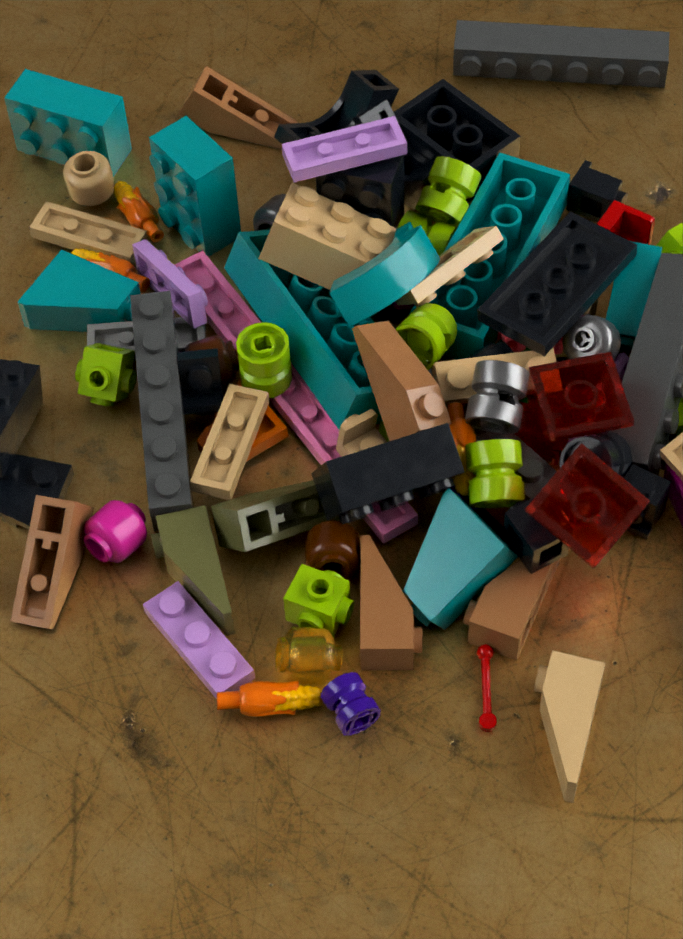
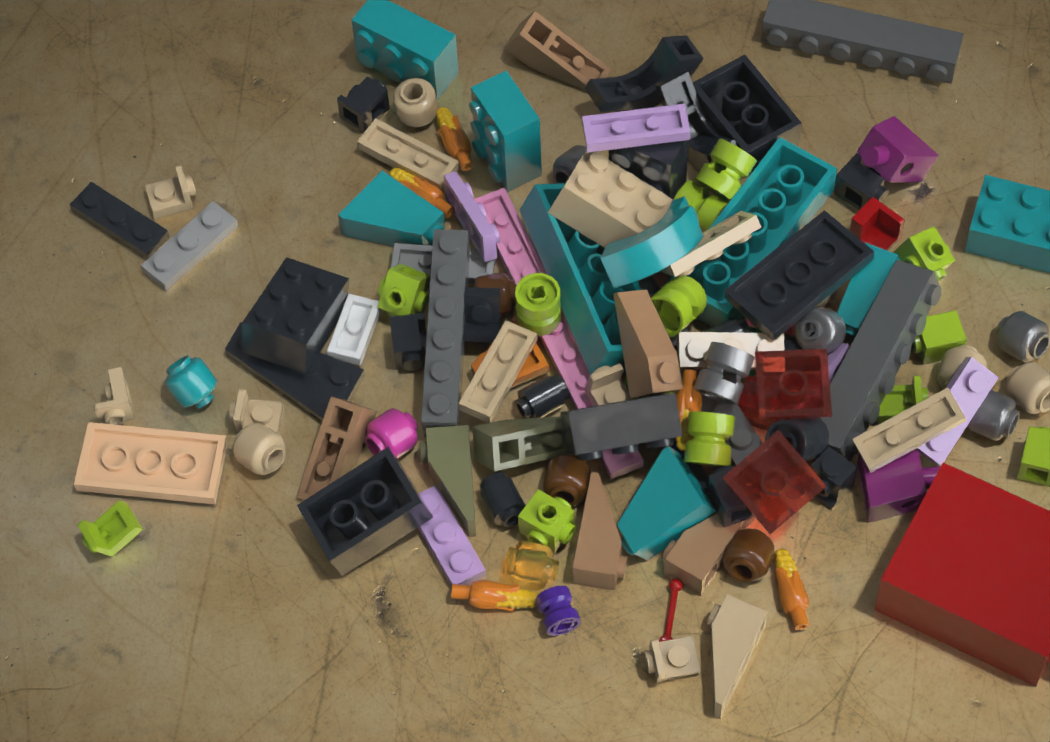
camera: 10 degrees right, 5 degrees up
(31, 189) = (364, 104): none -> black brick
(54, 423) = (354, 329): none -> white plate
(96, 622) = (364, 511): none -> black brick
(119, 425) = (408, 340): none -> black brick
(259, 584) = (501, 499): none -> black brick
(286, 463) = (542, 397): none -> black brick
(500, 739) = (672, 659): none -> tan bracket
(565, 603) = (749, 555): none -> reddish brown head
(623, 150) = (891, 150): none -> magenta torso
(623, 635) = (791, 589): none -> orange piece

